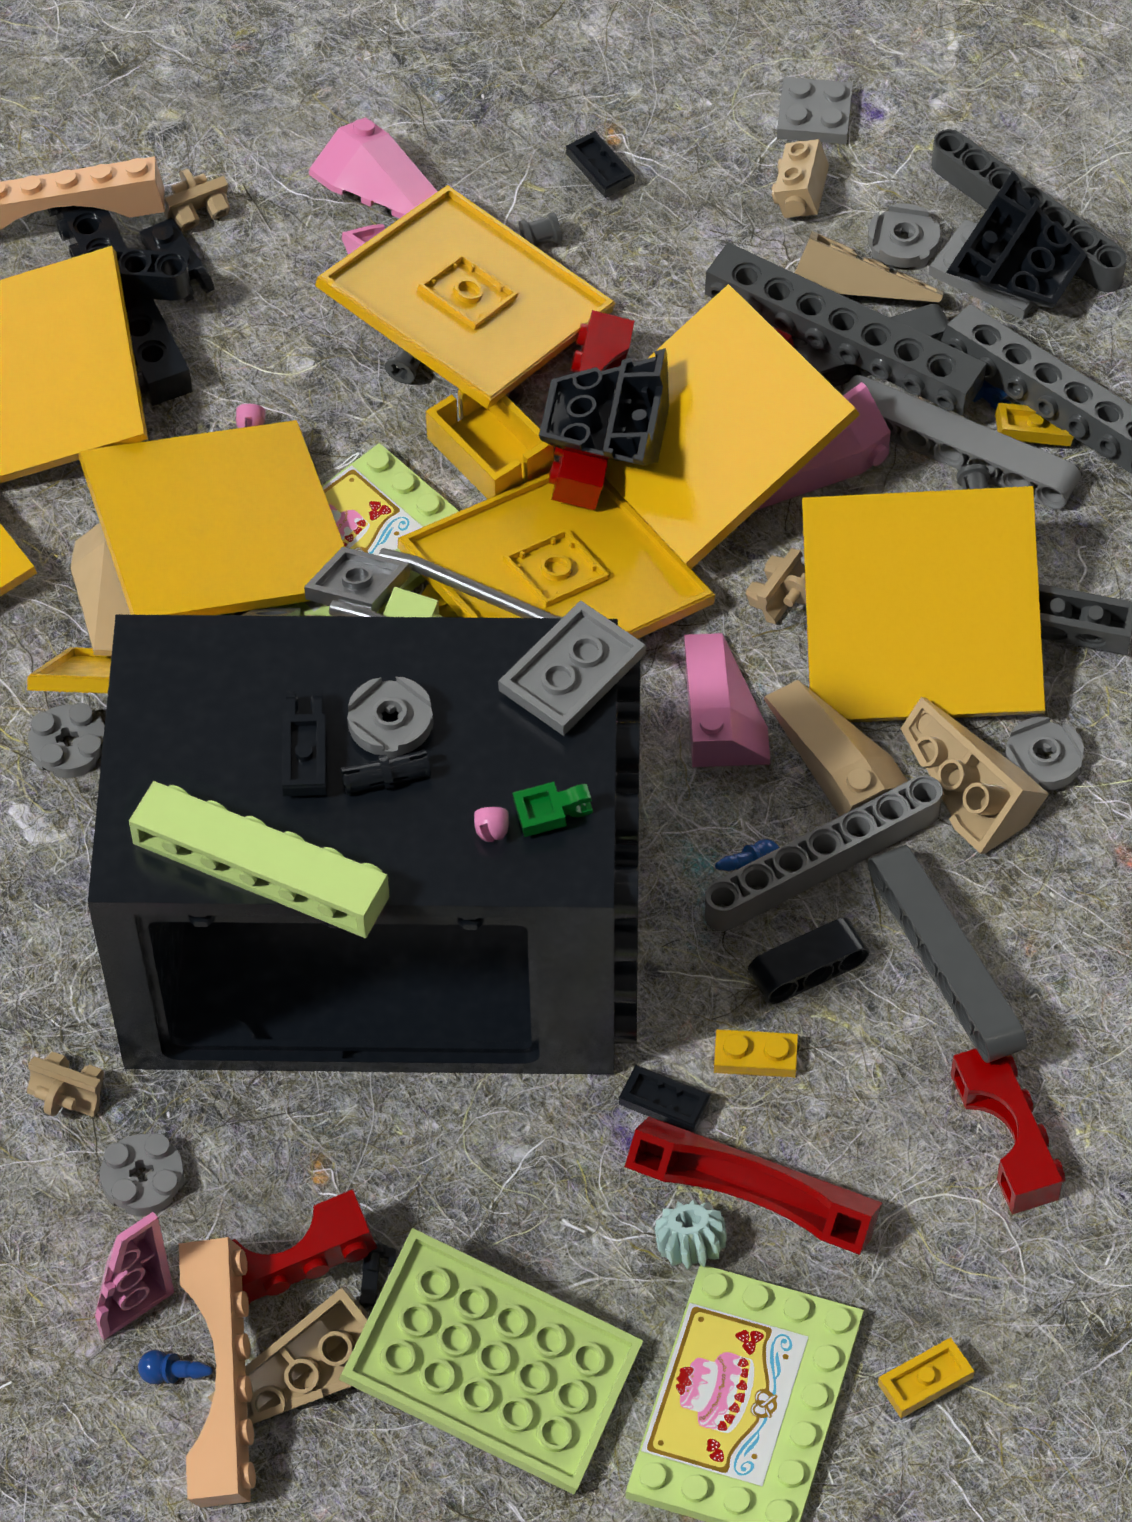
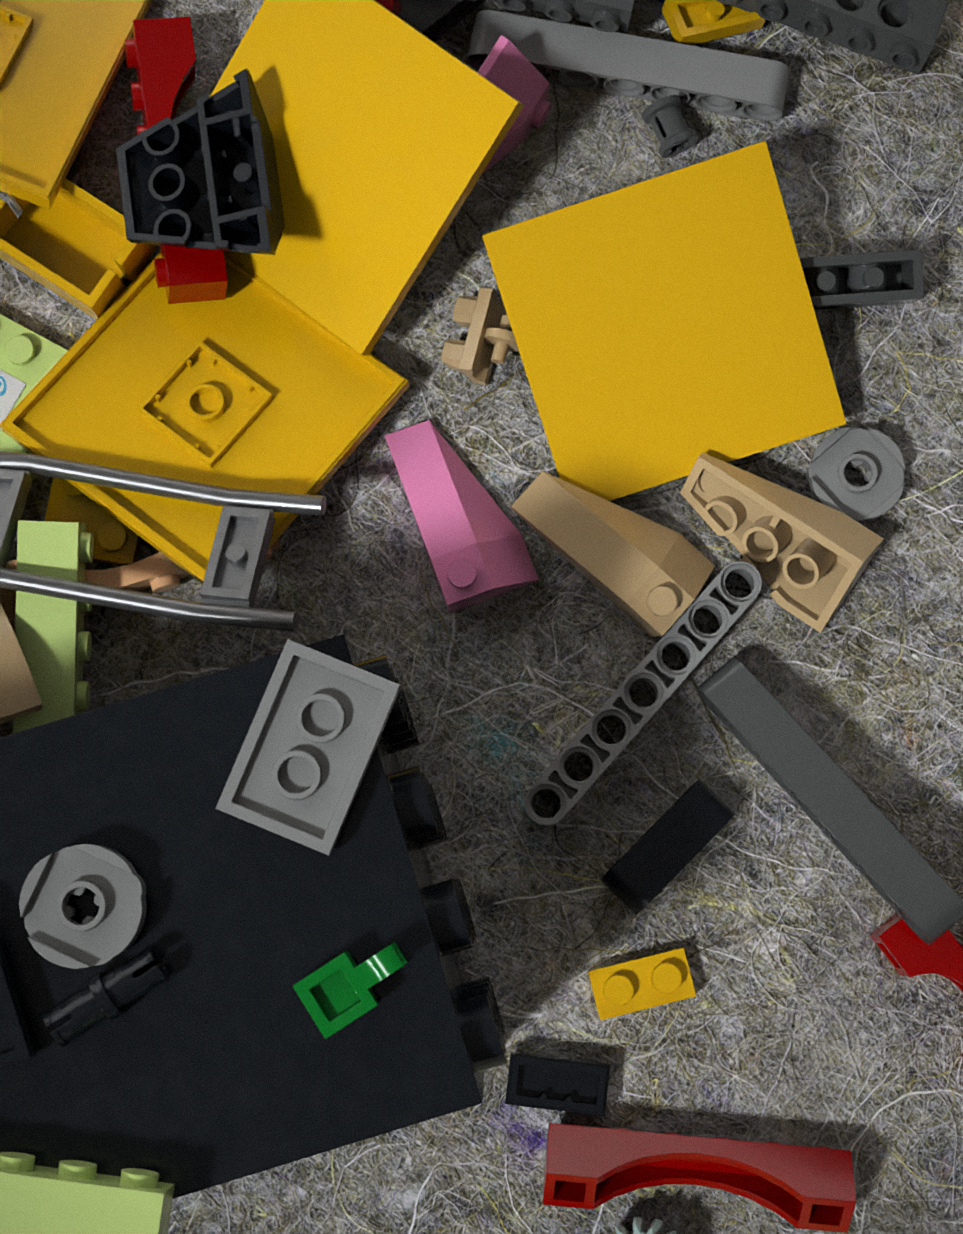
camera: 15 degrees left, 25 degrees up
(491, 823) = (278, 1036): bright pink hinge -> none
(749, 854) = (569, 712): blue bar -> none

